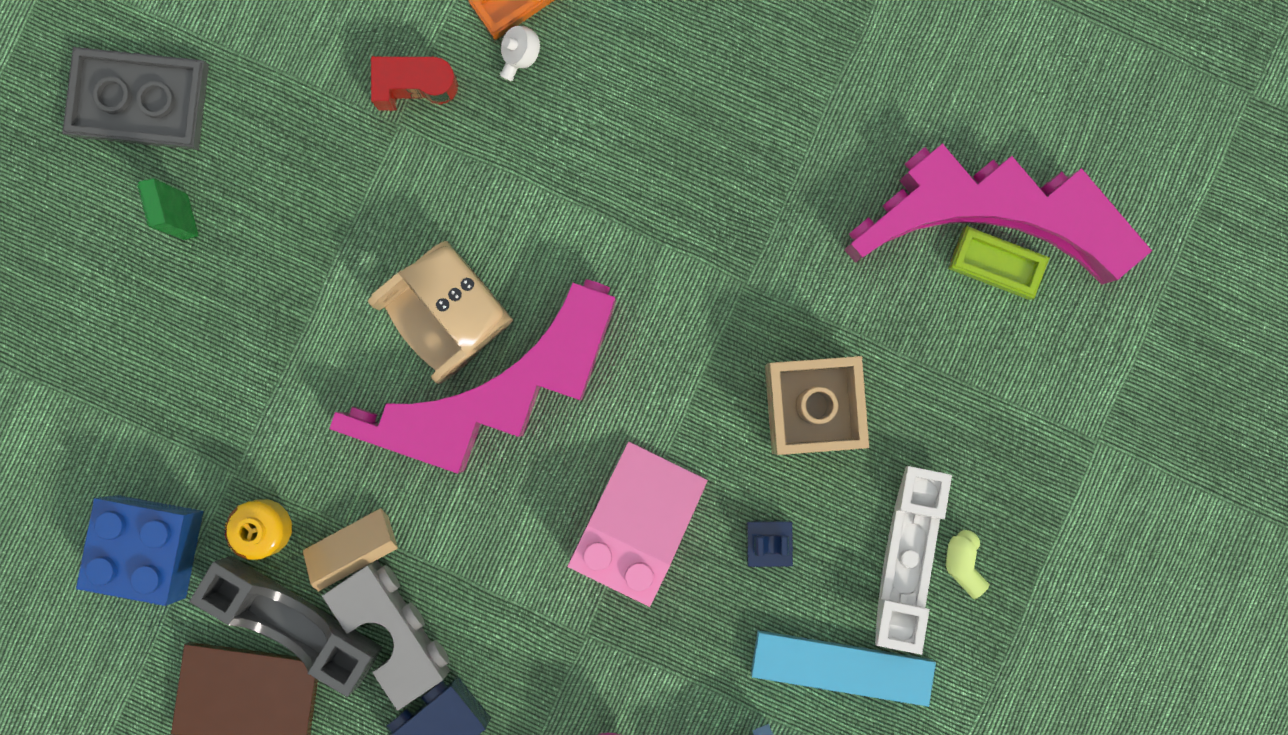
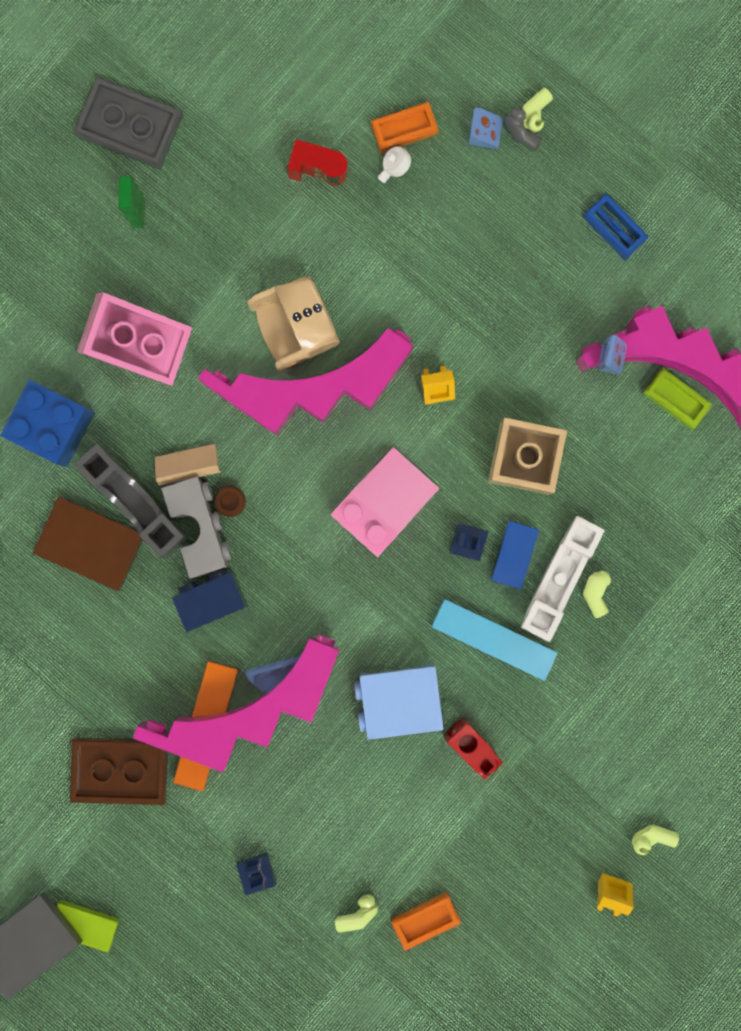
camera: 15 degrees right, 0 degrees up
(227, 397) = (134, 338): none -> bright pink slope
(271, 523) = (139, 437): yellow head -> none
(424, 581) = (230, 501): none -> reddish brown tile
(665, 341) = (438, 386): none -> yellow tile
(836, 64) = (607, 235): none -> blue tile
(837, 543) = (514, 555): none -> blue tile
(894, 233) = (612, 355): none -> medium blue slope

